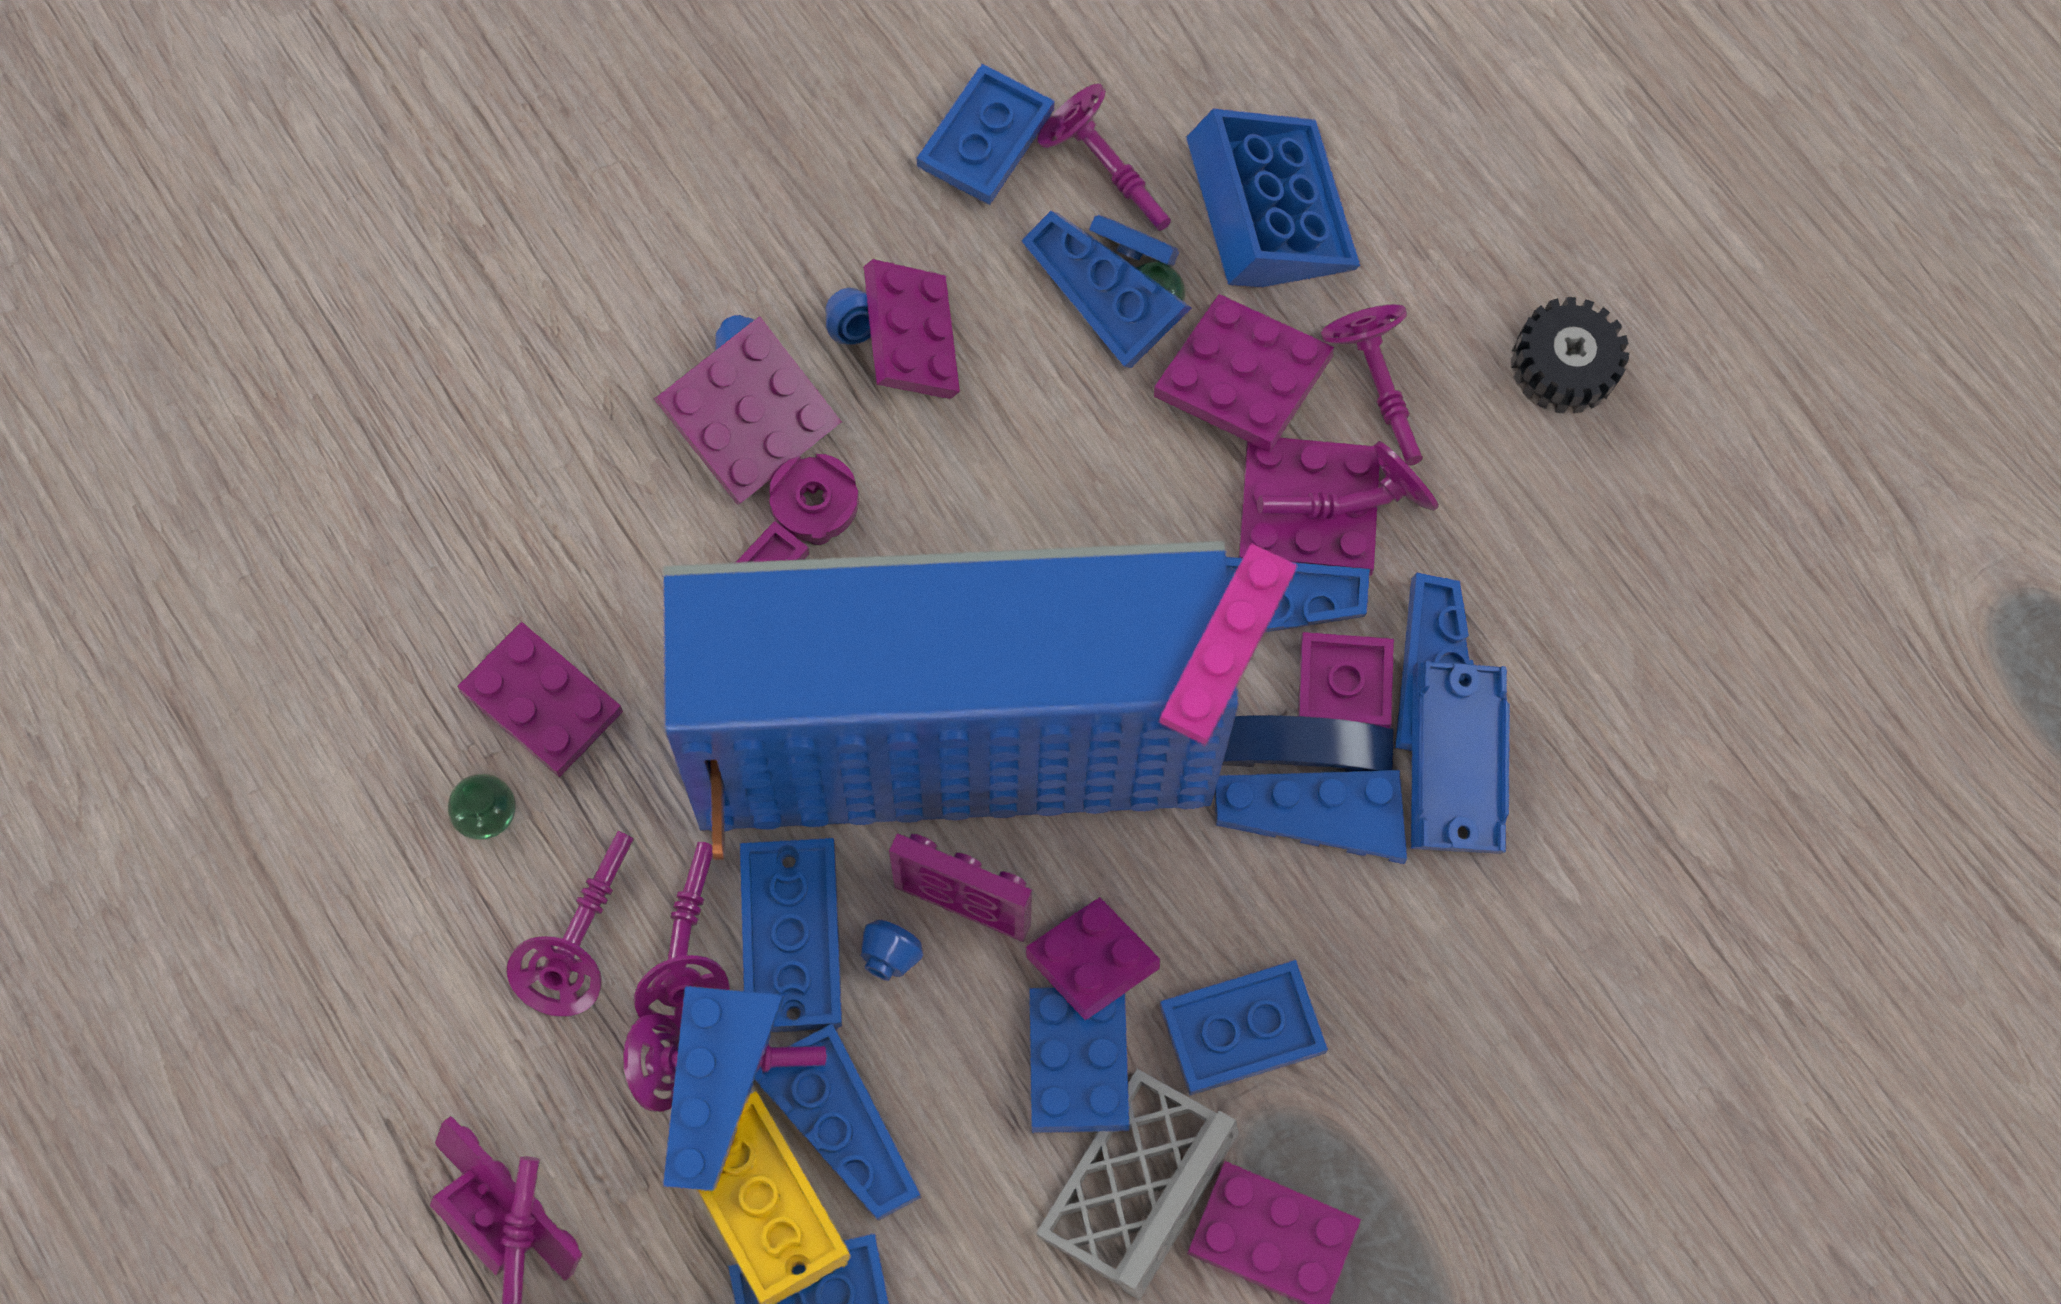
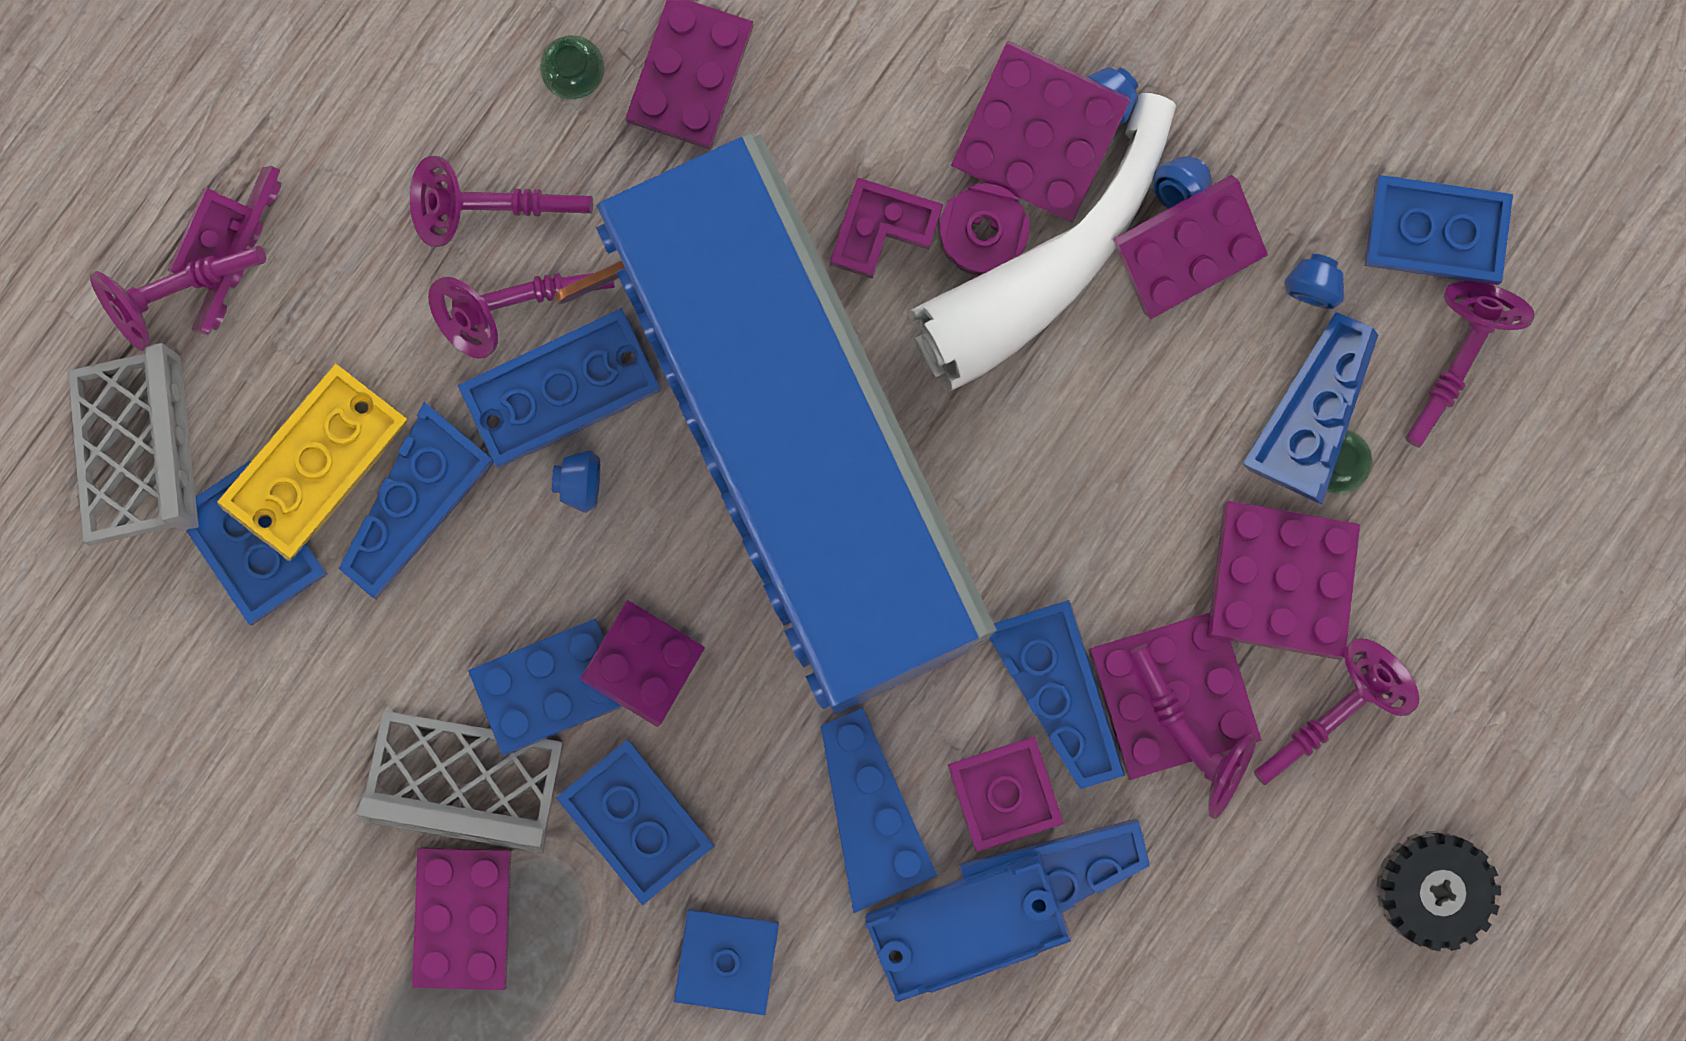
camera: 70 degrees right, 15 degrees up
(662, 1060) = (397, 343): magenta dish -> none
(715, 1071) = (404, 375): blue wing -> none
(892, 484) = (1008, 306): none -> white brick
(961, 885) = (648, 521): magenta plate -> none
(989, 243) = (1316, 282): none -> blue cone
(1132, 242) = (1380, 420): blue plate -> none
(1228, 644) = (883, 676): dark pink plate -> none
(1270, 198) = (1487, 536): blue slope -> none
(1309, 743) = (926, 775): dark blue slope -> none
(1410, 996) = (726, 962): none -> blue plate

